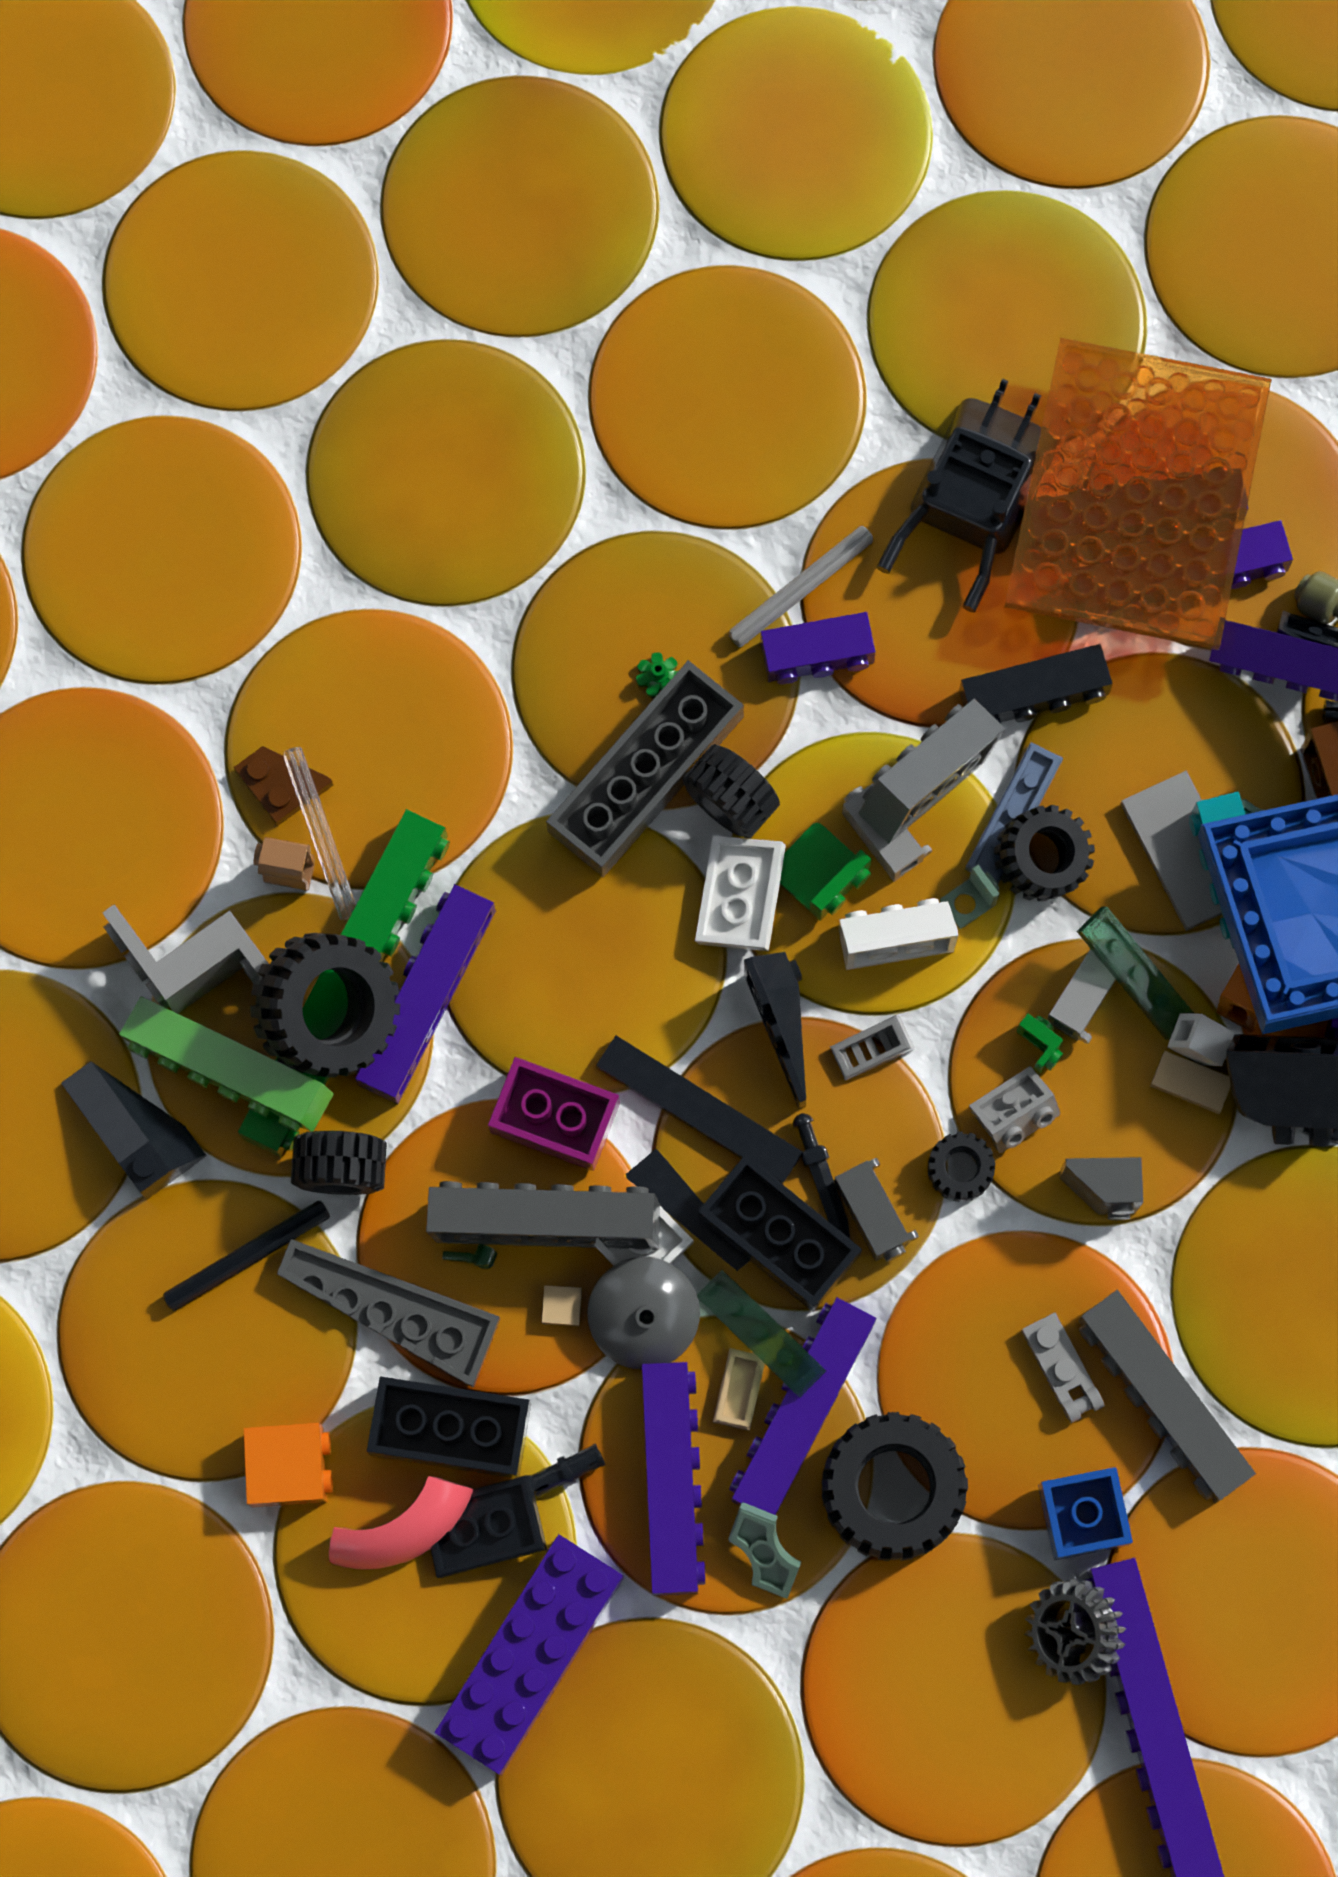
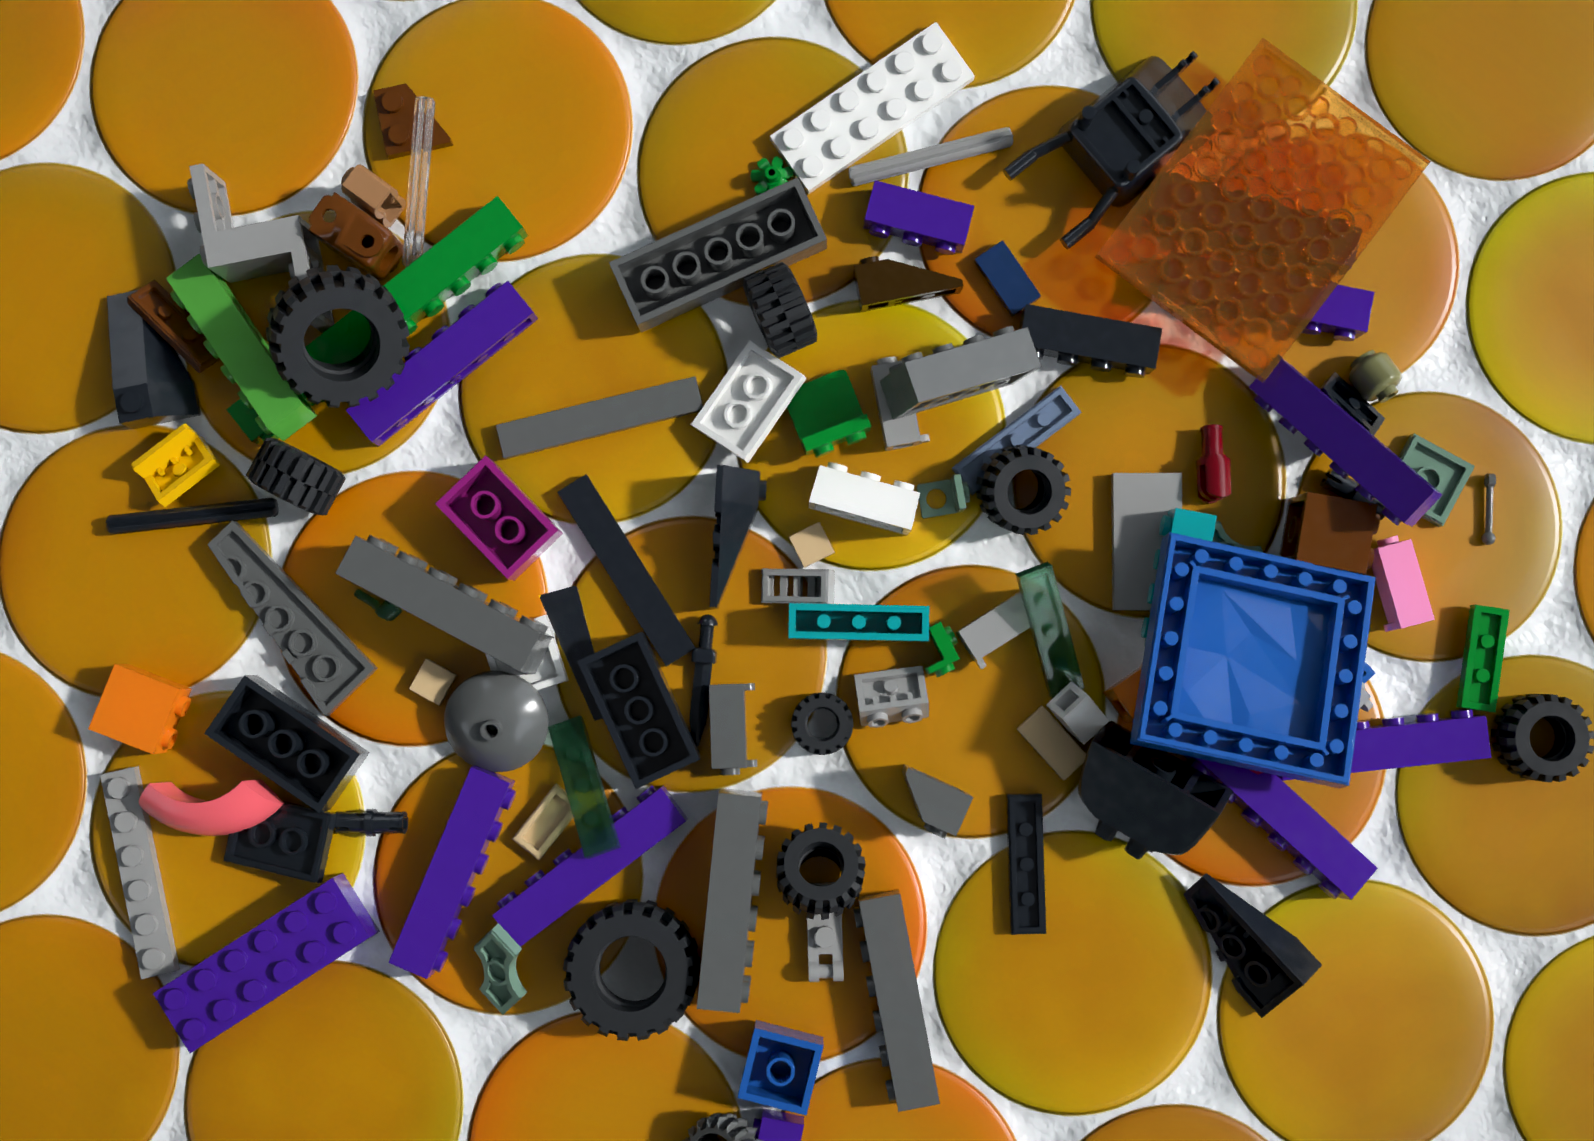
camera: 25 degrees right, 10 degrees up
(144, 1078) = (171, 323): none -> reddish brown tile
(209, 1211) = (175, 464): none -> yellow bracket
(288, 908) = (356, 236): none -> reddish brown piece
(358, 1631) = (140, 873): none -> light grey plate
(602, 976) = (599, 417): none -> dark grey tile
(722, 566) = (872, 107): none -> white plate
(828, 717) = (895, 283): none -> dark brown slope
(866, 1002) = (811, 545): none -> tan tile
(930, 666) = (1007, 278): none -> dark blue tile
(949, 1051) = (858, 622): none -> teal brick
(956, 1370) = (729, 901): none -> dark grey brick
(1025, 1278) = (827, 844): none -> black tyre
(1212, 751) = (1213, 466): none -> dark red arm
(1224, 1210) = (1026, 863): none -> black tile

